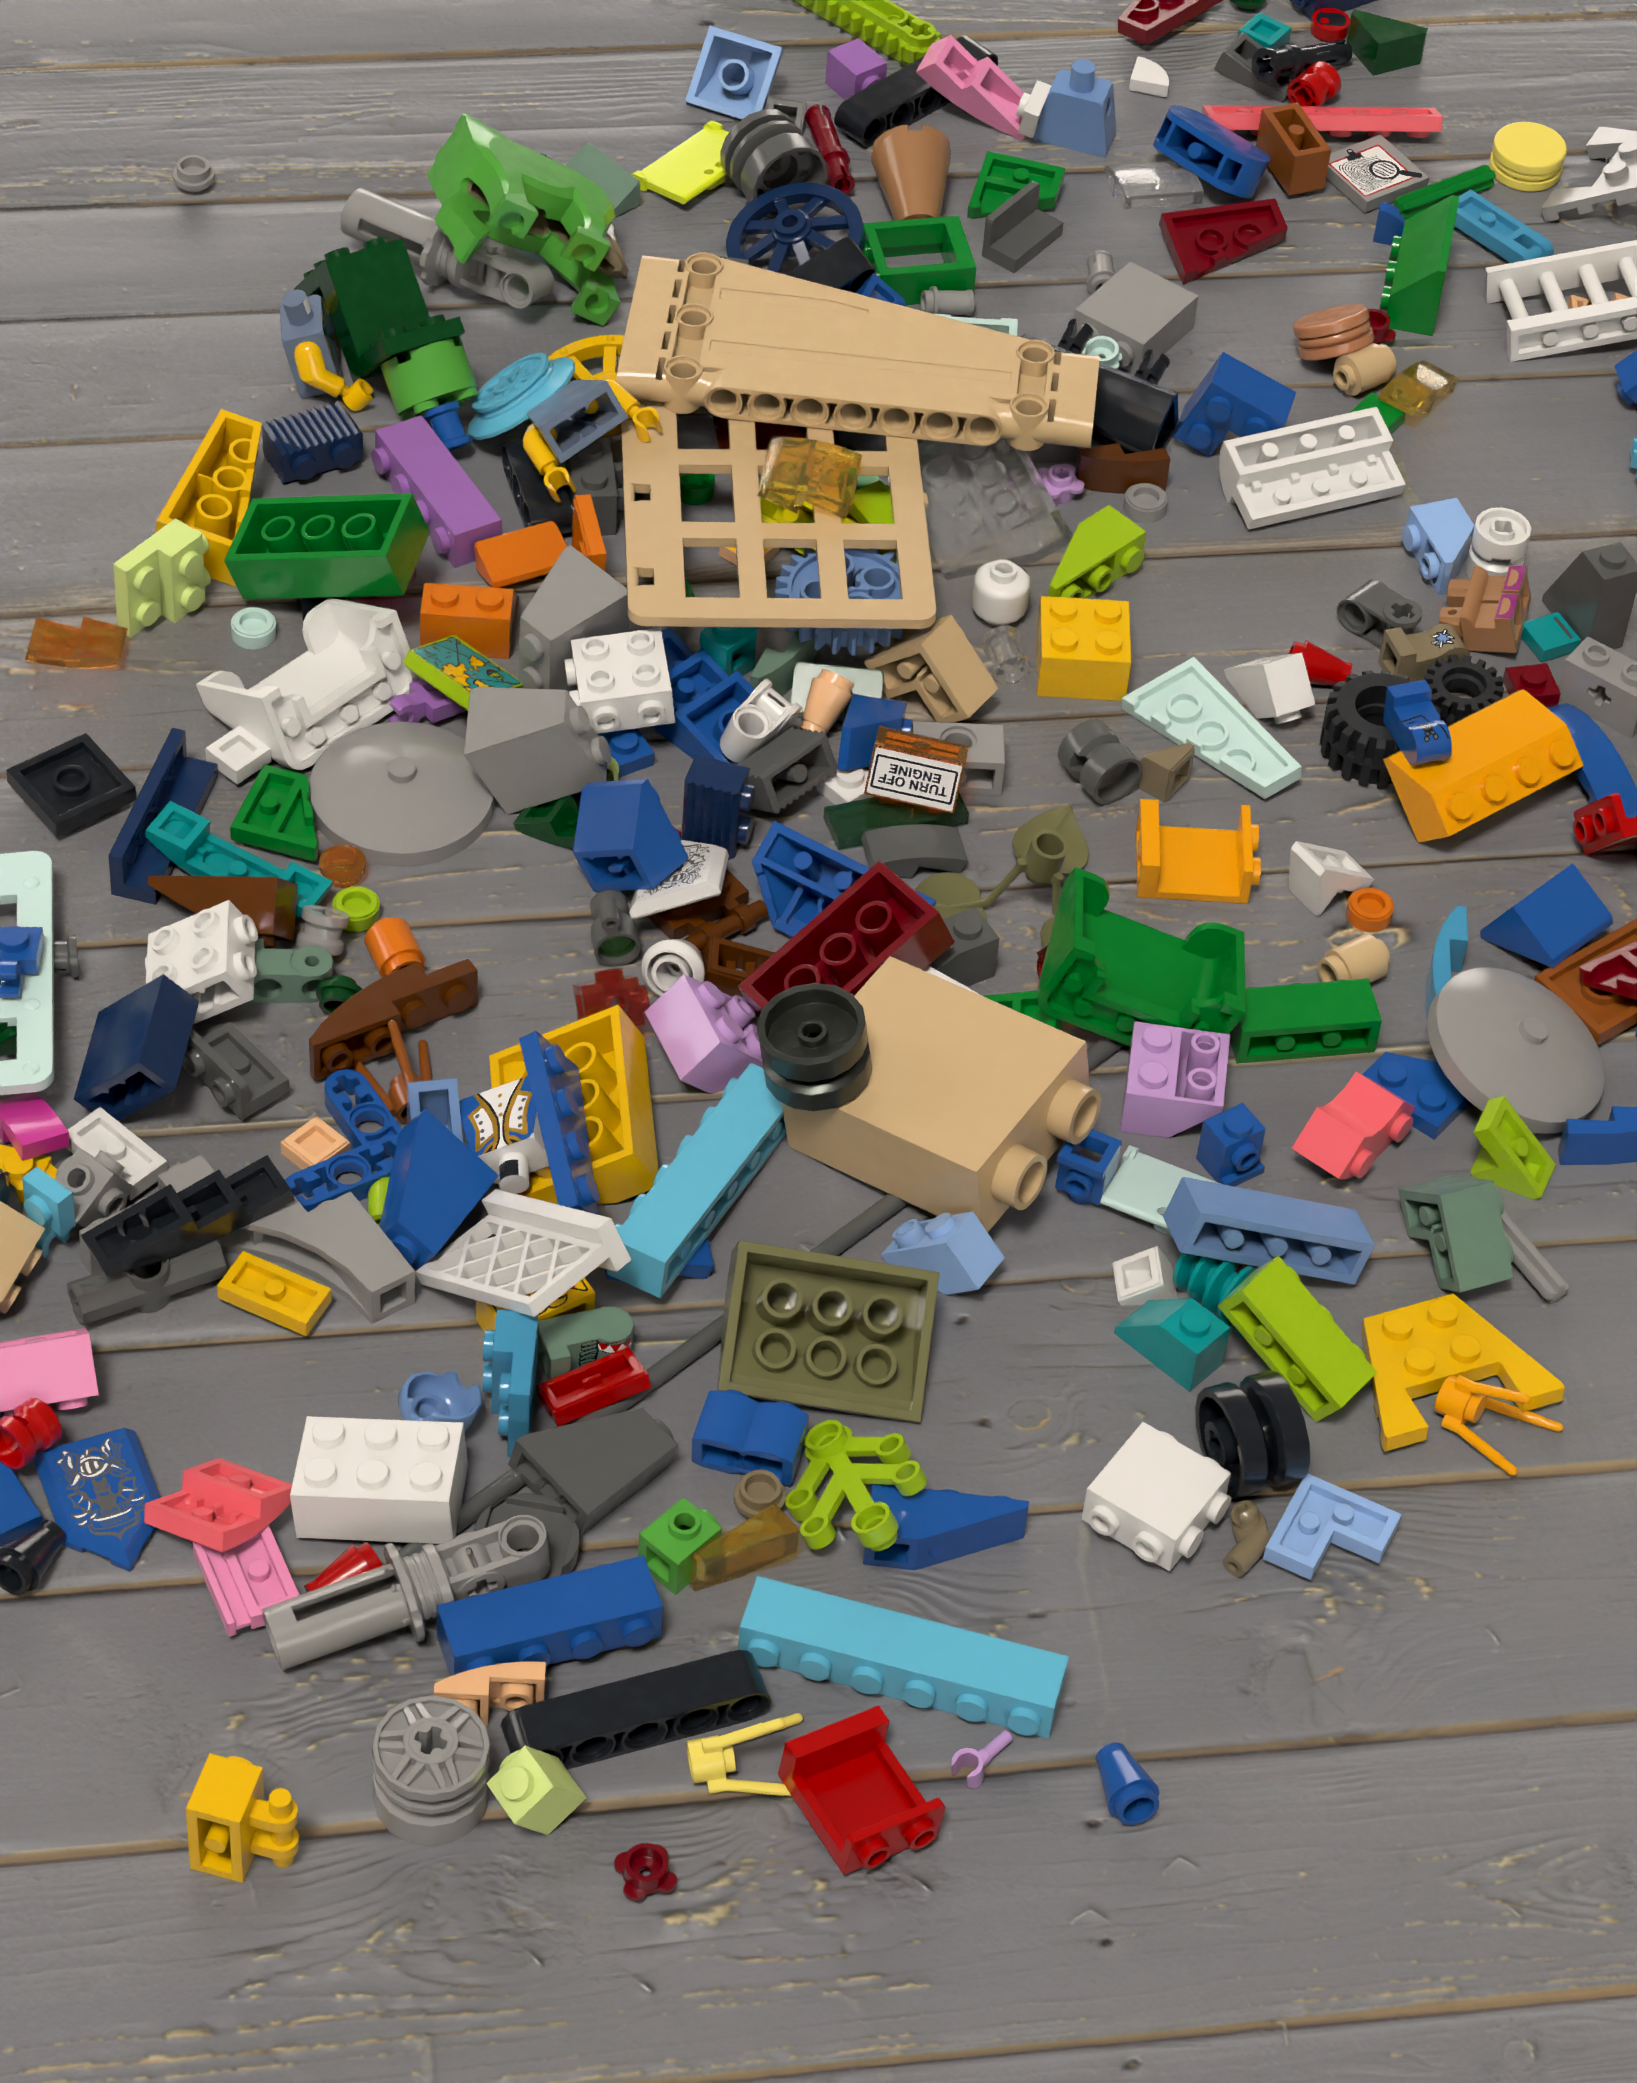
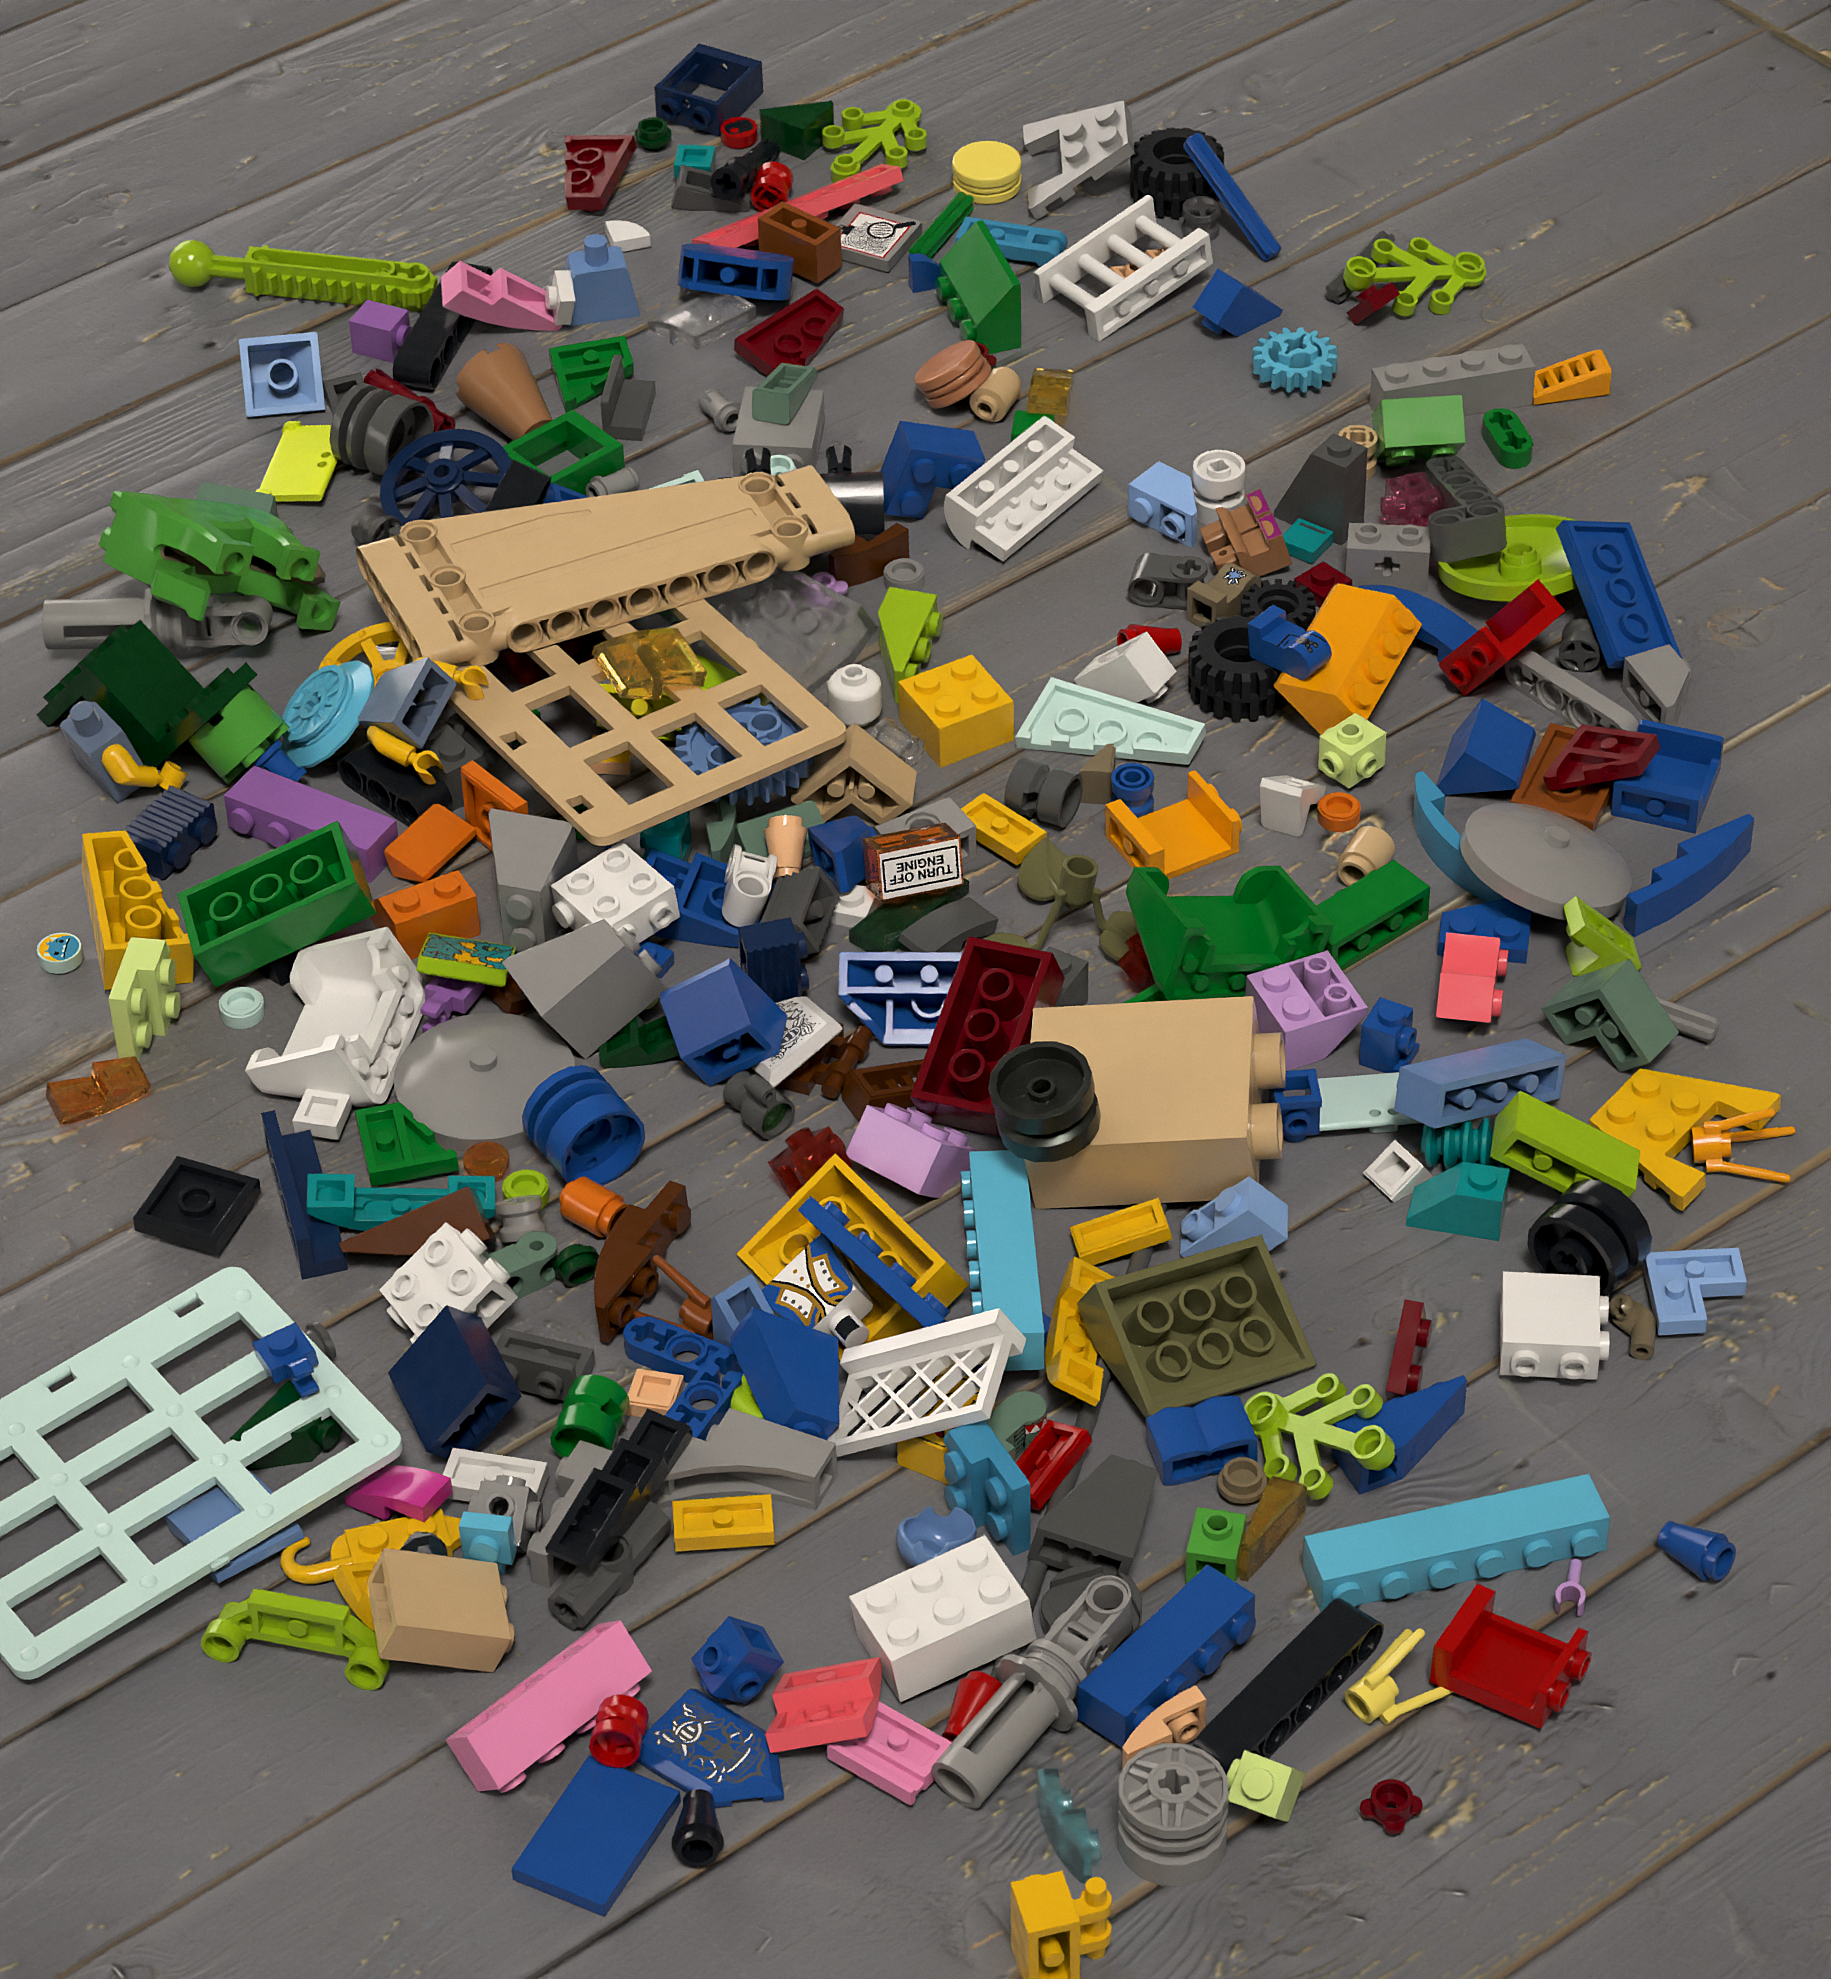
camera: 25 degrees left, 5 degrees down
(142, 507) = (59, 953): none -> tile
(175, 1423) = (737, 1661): none -> blue brick
(235, 1138) = (590, 1413): none -> green wheel
(338, 1724) = (1066, 1826): none -> clear light blue slope
(434, 873) = (583, 1125): none -> blue wheel
(668, 962) = (839, 1108): white cone -> none
(701, 1293) = (1069, 1349): none -> yellow slope
(706, 239) = (372, 524): none -> flat silver wheel
(837, 1207) = (1121, 1232): none -> yellow tile
(1000, 1453) = (1412, 1337): none -> dark red wing
(1036, 776) = (1003, 828): none -> yellow plate
(1151, 282) = (782, 393): none -> sand green slope
(1184, 799) = (1134, 786): none -> blue wheel
(1419, 856) = (1352, 750): none -> yellowish green brick
(1491, 71) = (898, 116): none -> lime plant

